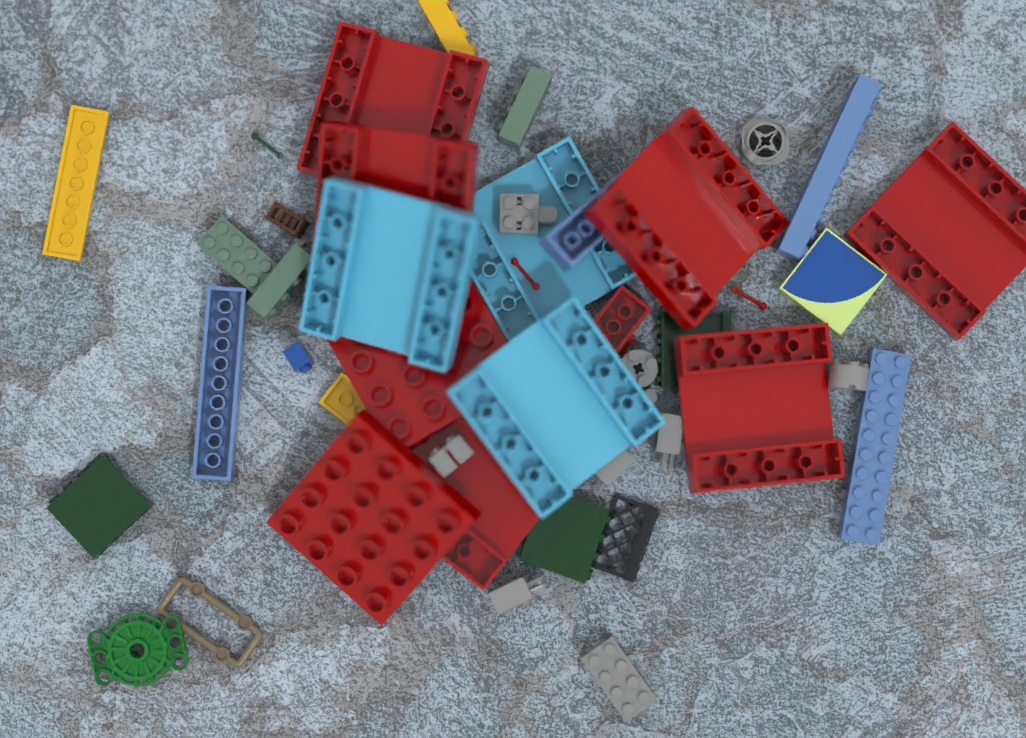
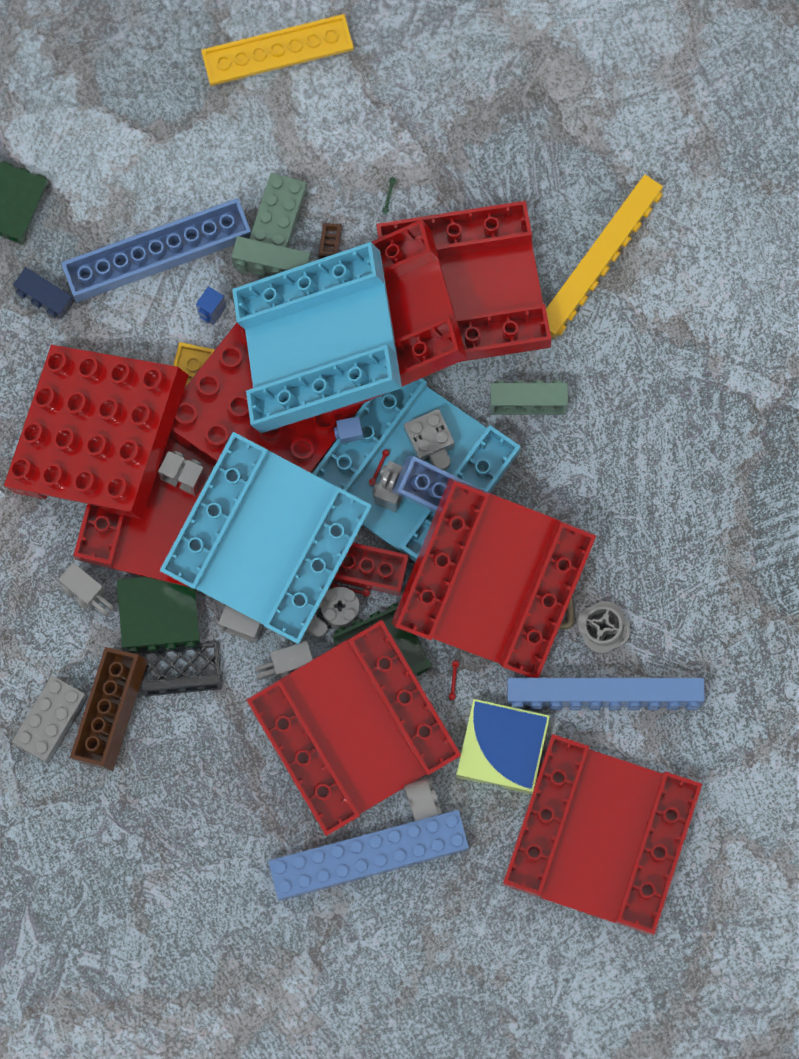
camera: 65 degrees right, 10 degrees down
(211, 508) = (43, 293): none -> dark blue brick
(483, 285) = (348, 430): none -> medium blue brick
(553, 275) = (383, 491): none -> light grey brick
(635, 620) = (108, 709): none -> reddish brown brick

